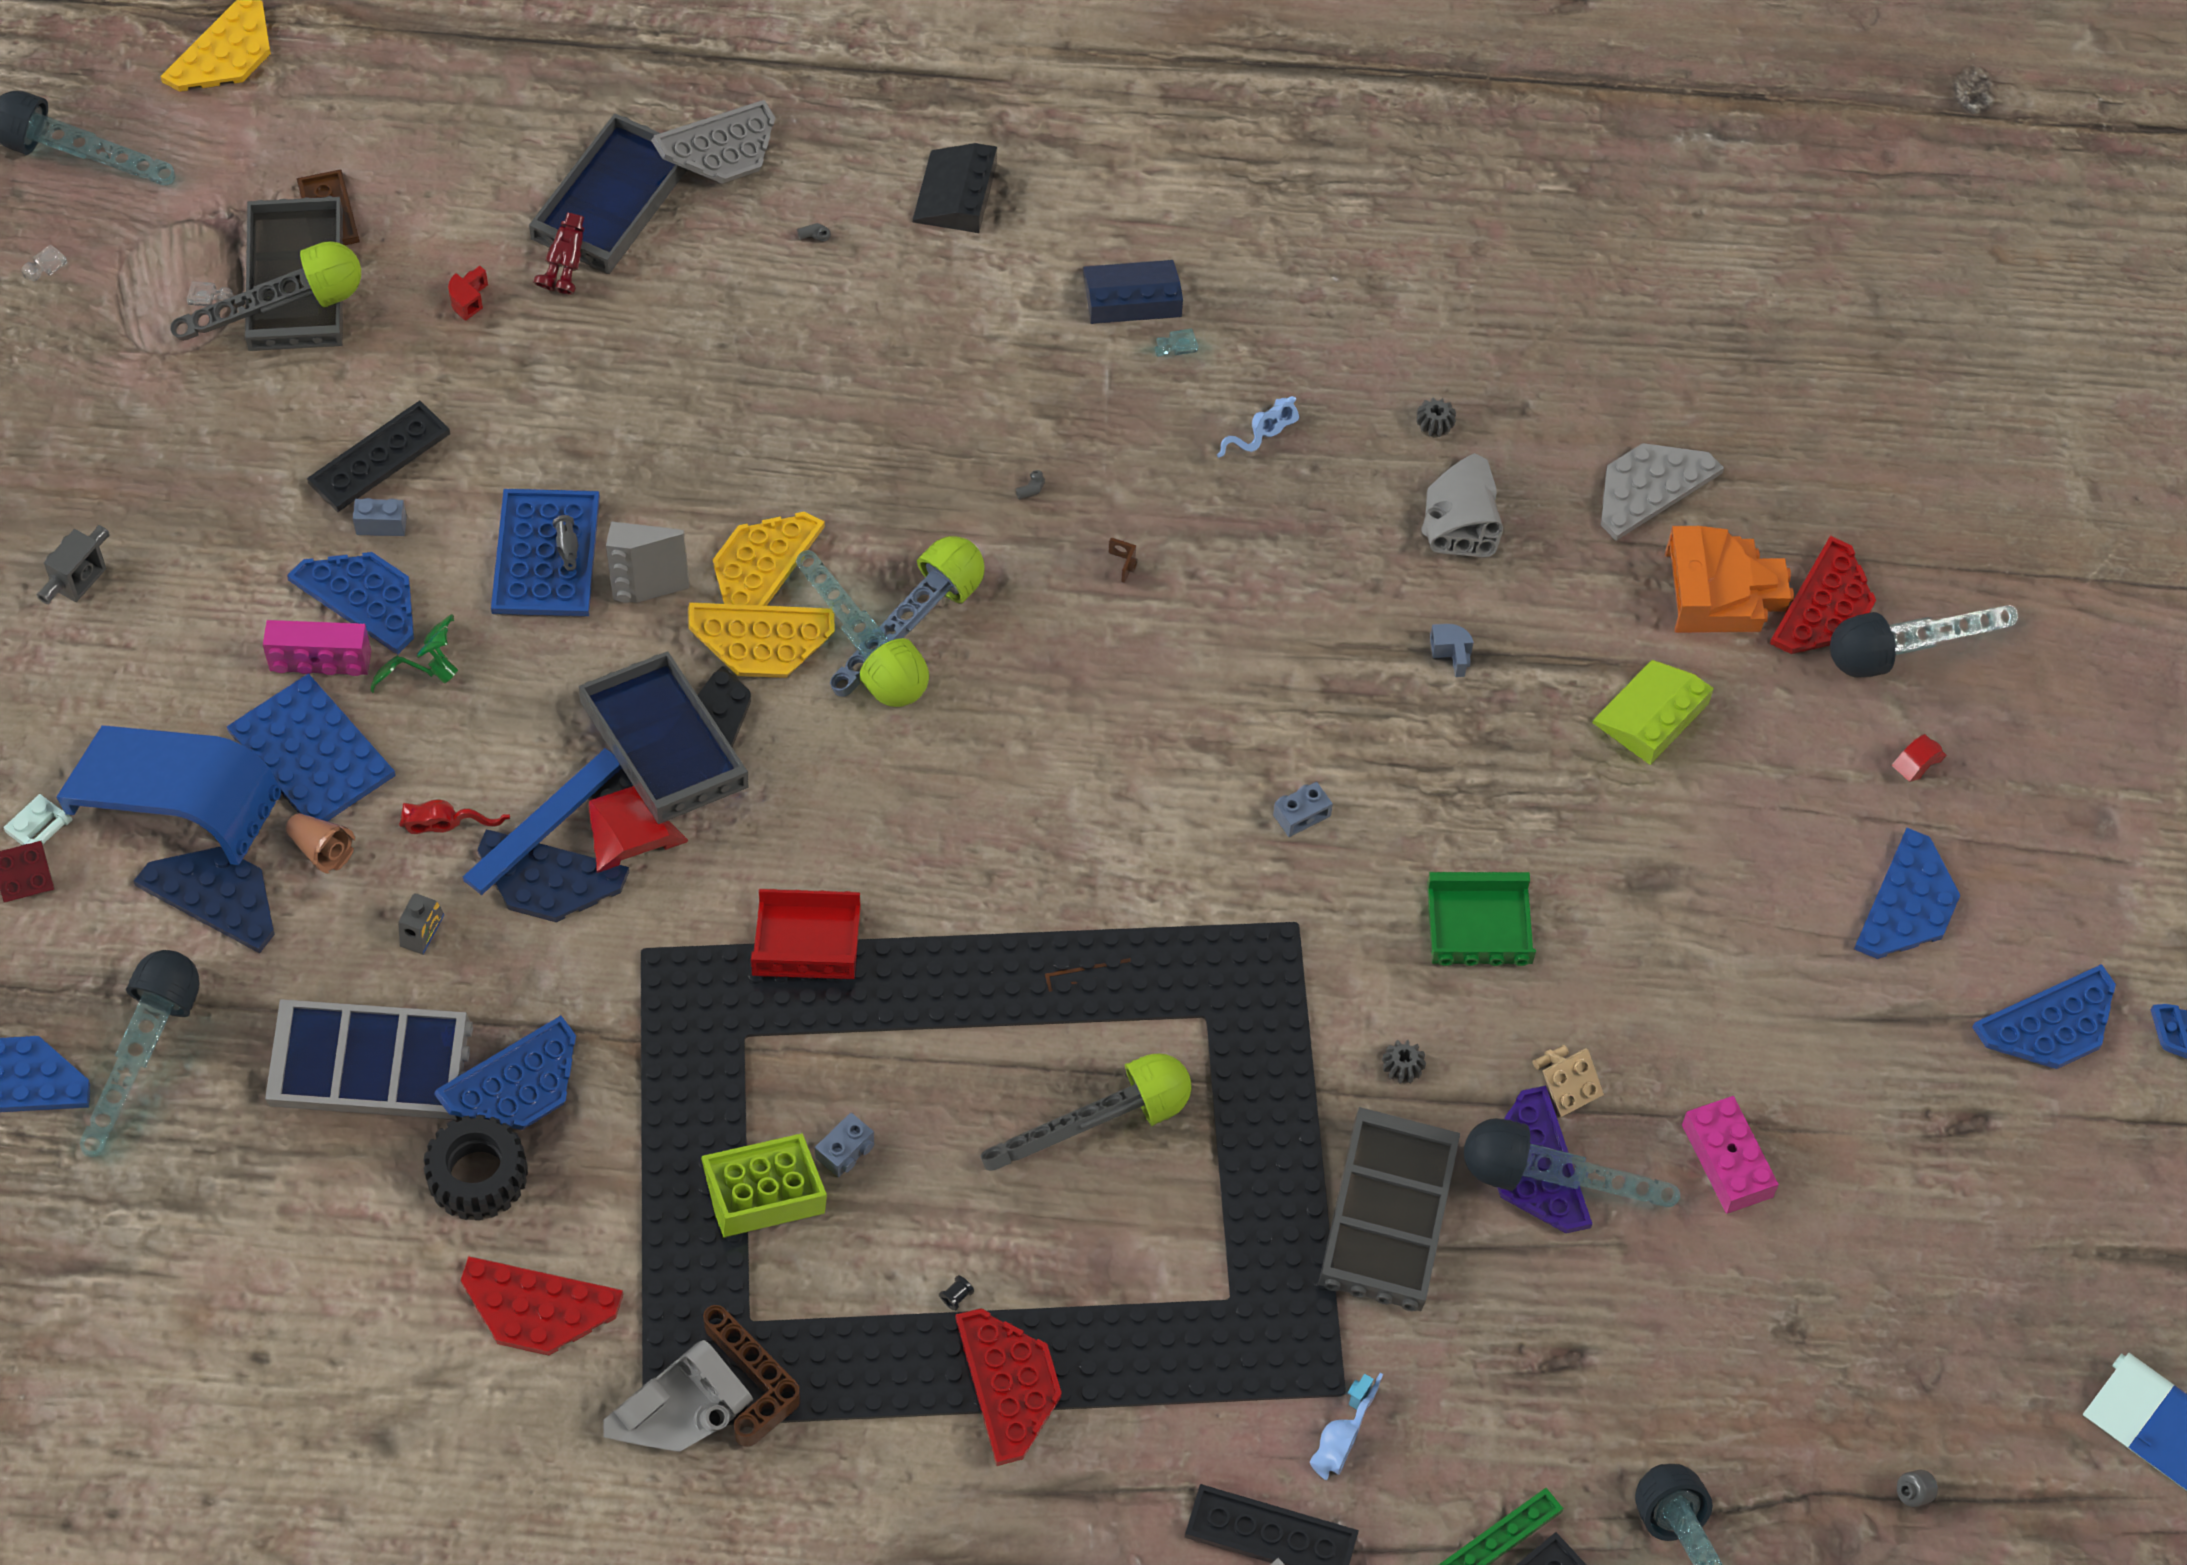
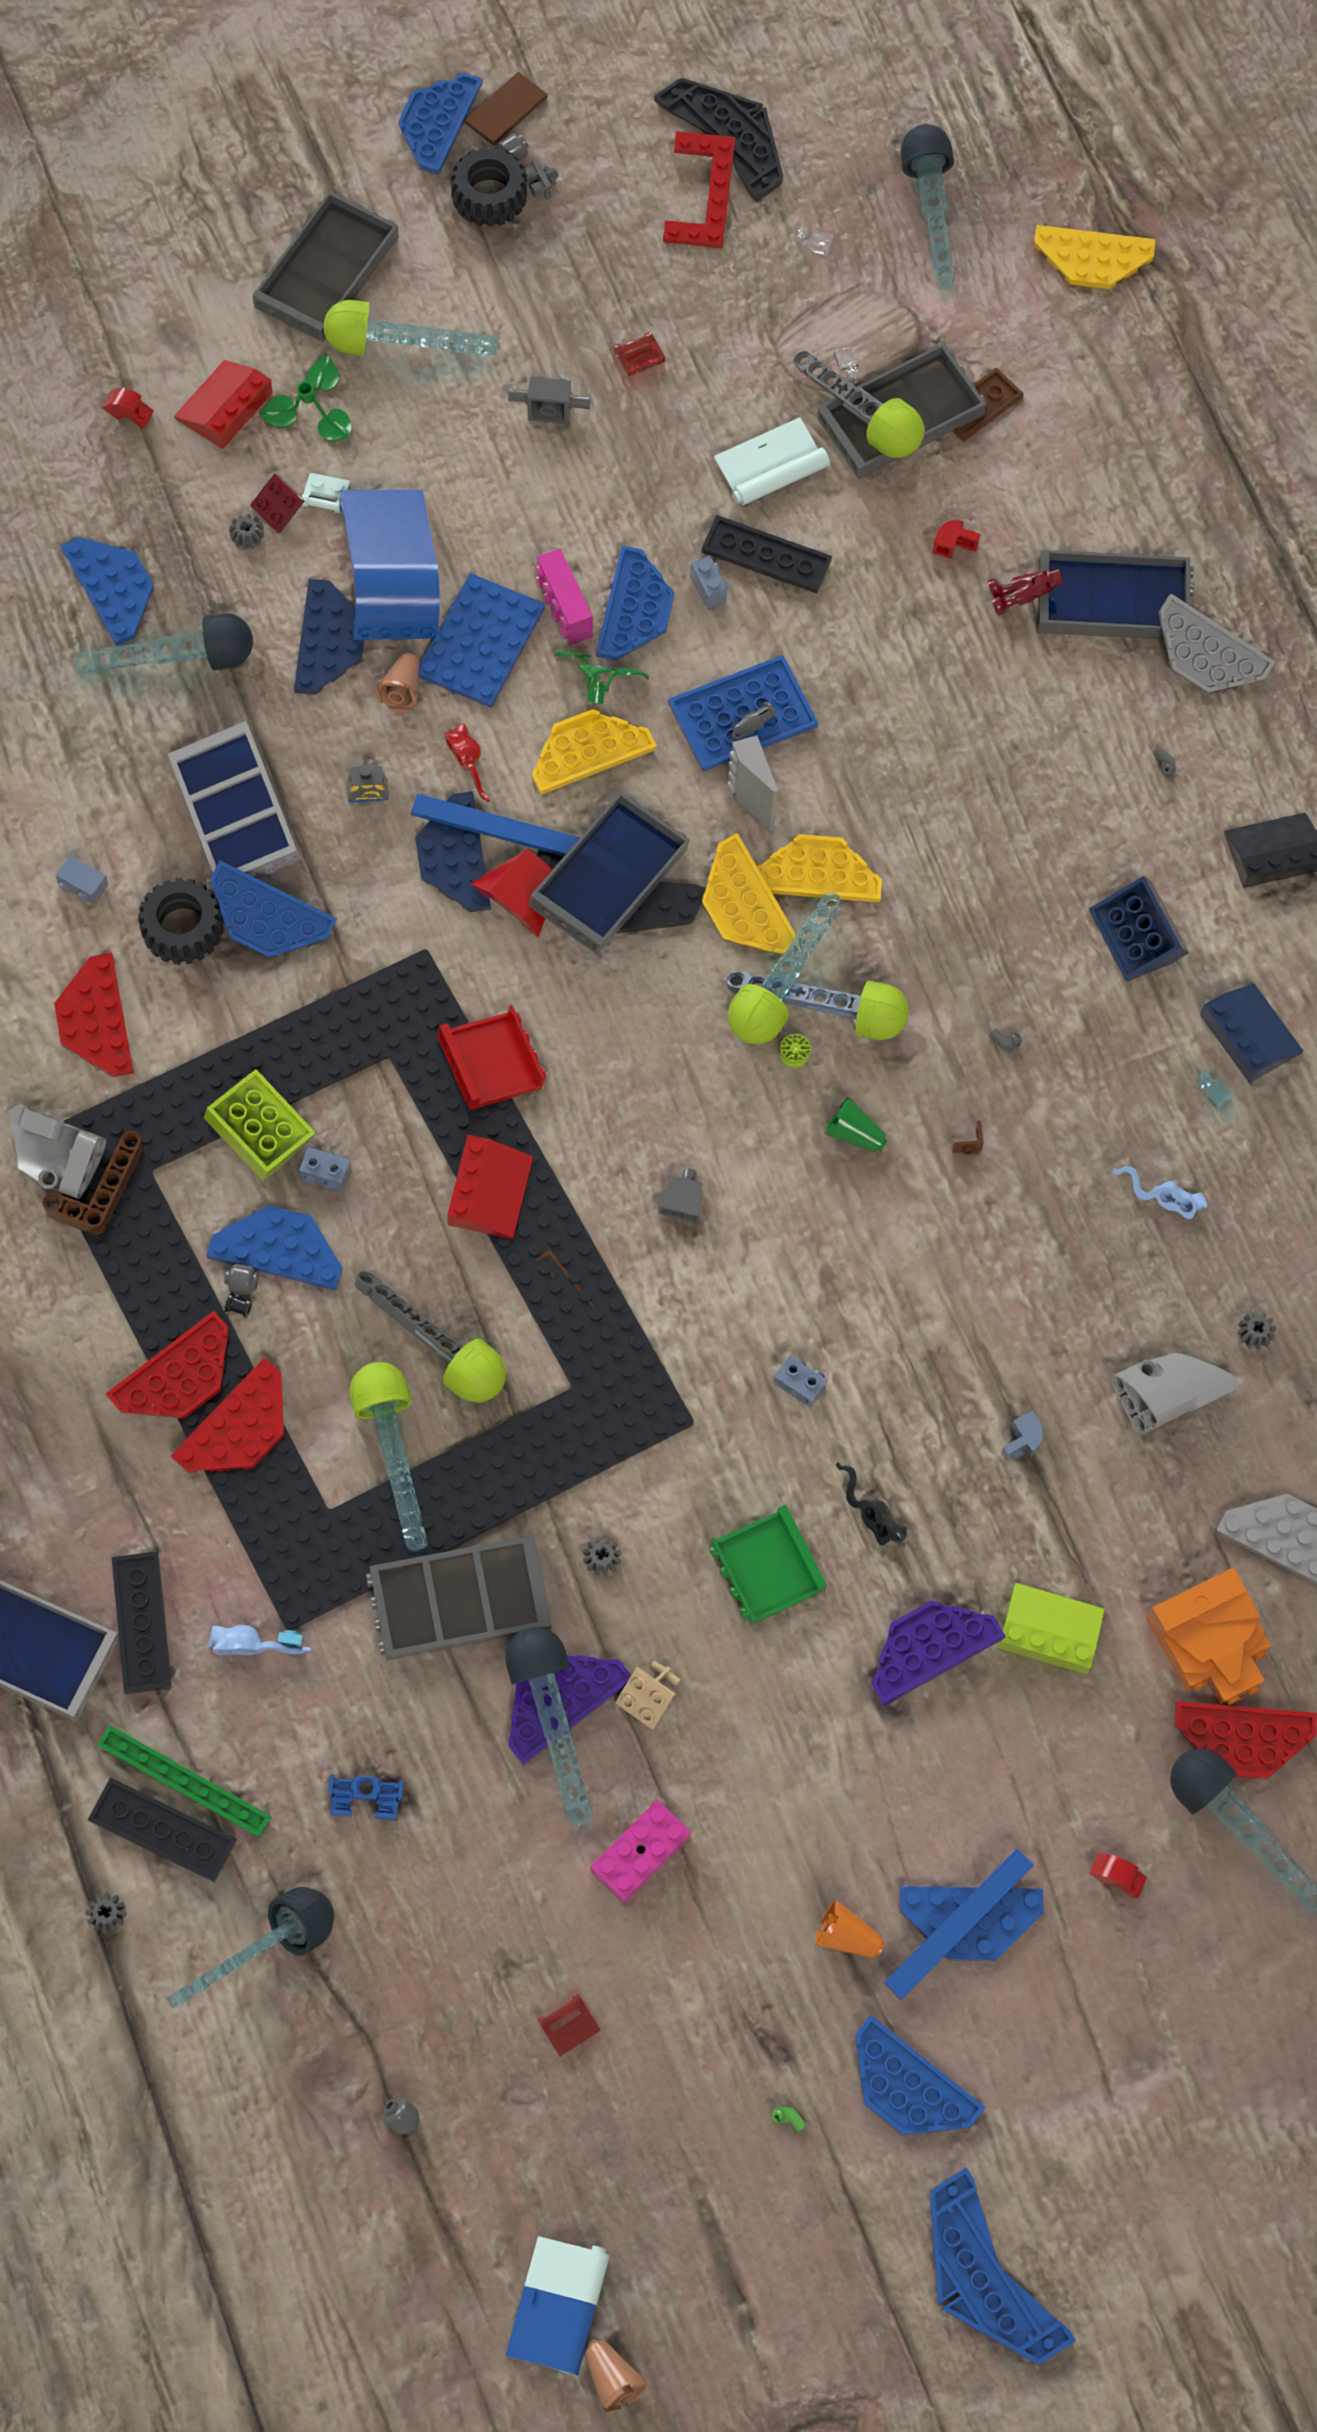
camera: 65 degrees right, 10 degrees up
(36, 917) = (246, 531): none -> dark grey gear
(77, 467) = (641, 358): none -> clear red plate
(281, 409) = (771, 461): none -> light aqua door
(364, 1249) = (81, 880): none -> sand blue brick
(498, 705) = (586, 747): none -> yellow plate
(907, 1226) = (279, 1245): none -> blue plate
(930, 1276) = (241, 1279): none -> dark grey head
(946, 666) = (794, 1051): none -> lime wheel
(950, 997) = (489, 1188): none -> red slope
(978, 328) = (1138, 929): none -> dark blue slope
(1053, 828) = (682, 1197): none -> dark grey torso
(1057, 647) = (855, 1127): none -> green cone
(1098, 1345) = (240, 1428): none -> red plate
(1129, 1186) = (378, 1393): none -> piece
(1471, 803) = (874, 1513): none -> black animal
(1563, 1370) = (345, 1789): none -> blue piece
(1627, 813) = (929, 1644): none -> dark purple plate
(1884, 1007) = (848, 1933): none -> orange cone
(1887, 1295) = (572, 2033): none -> clear red plate
(1917, 908) = (958, 1924): none -> blue tile
(2045, 1136) = (788, 2115): none -> bright green arm

